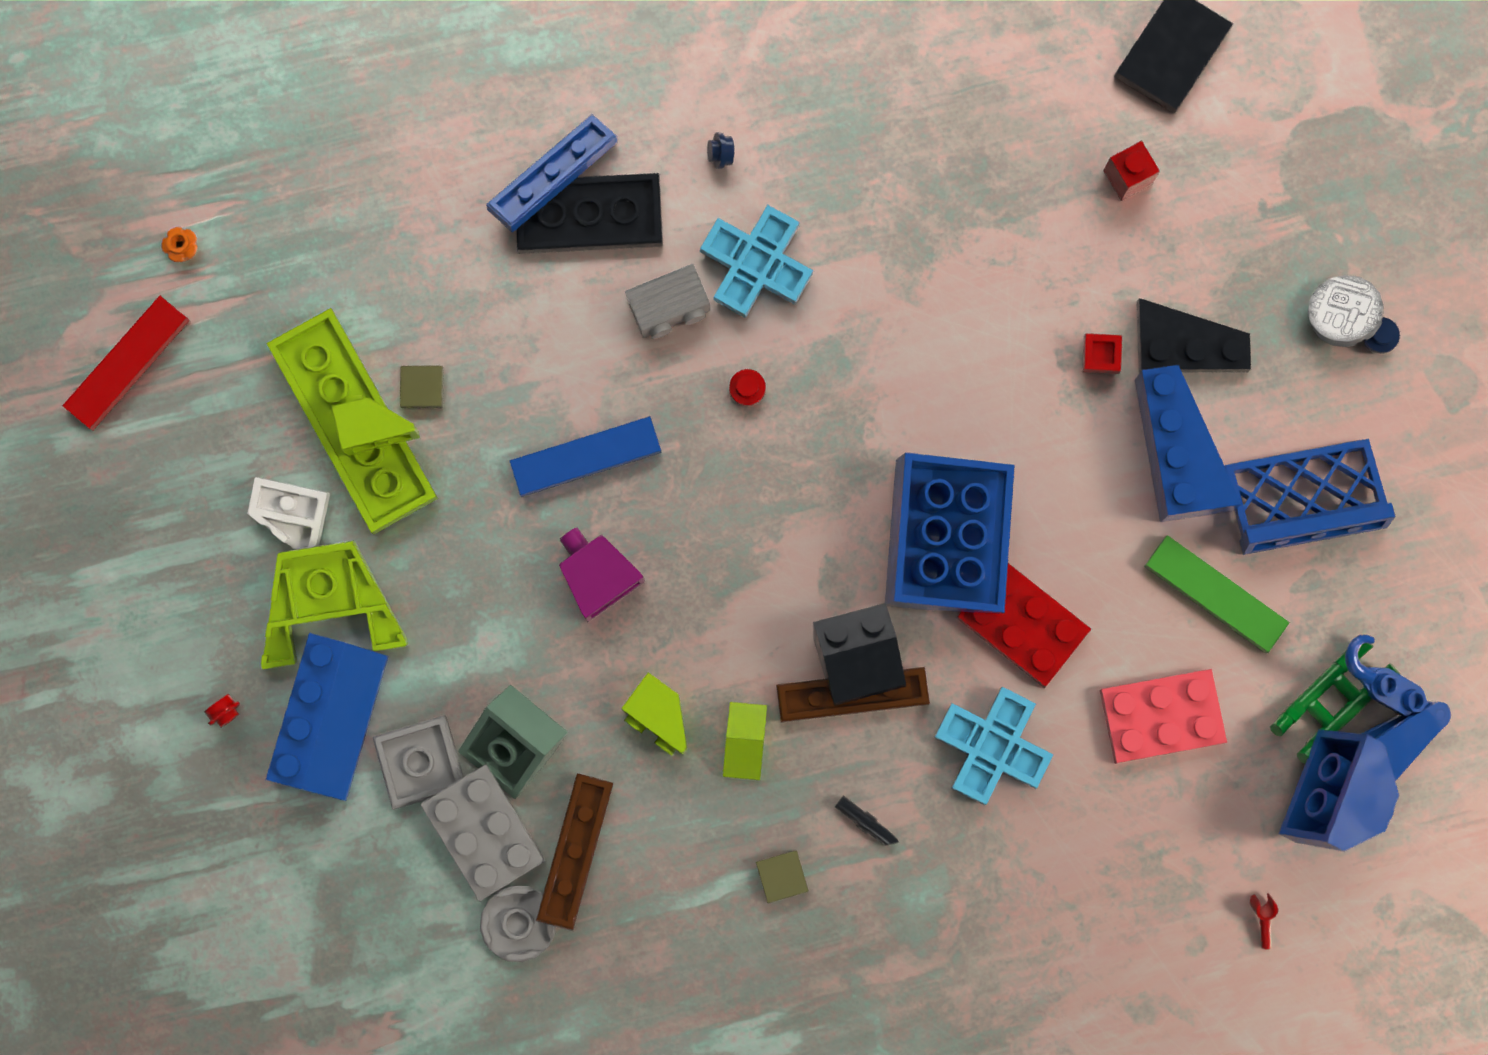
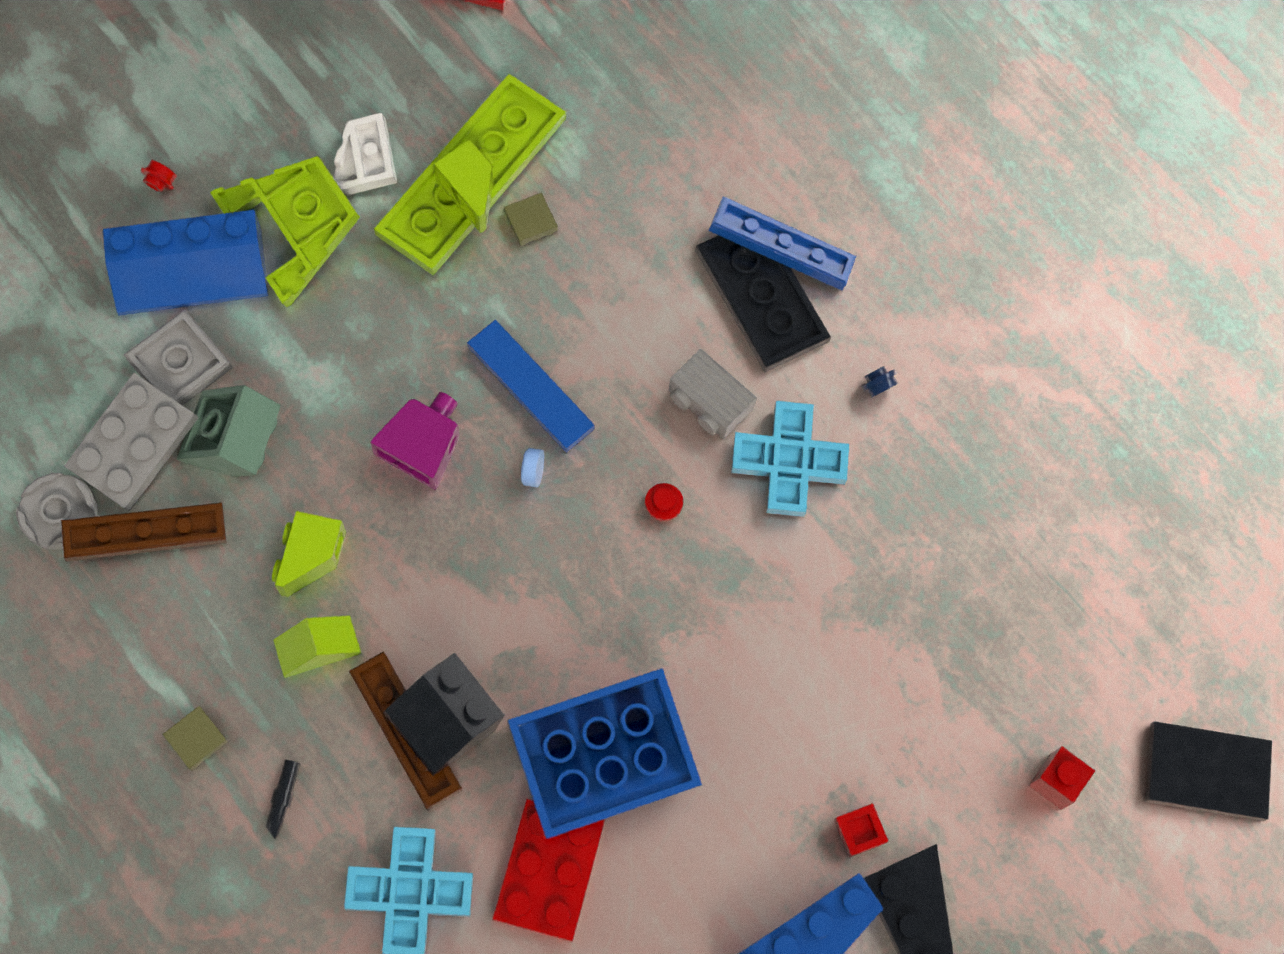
camera: 60 degrees right, 10 degrees down
(666, 487) = (532, 467): none -> light blue tile

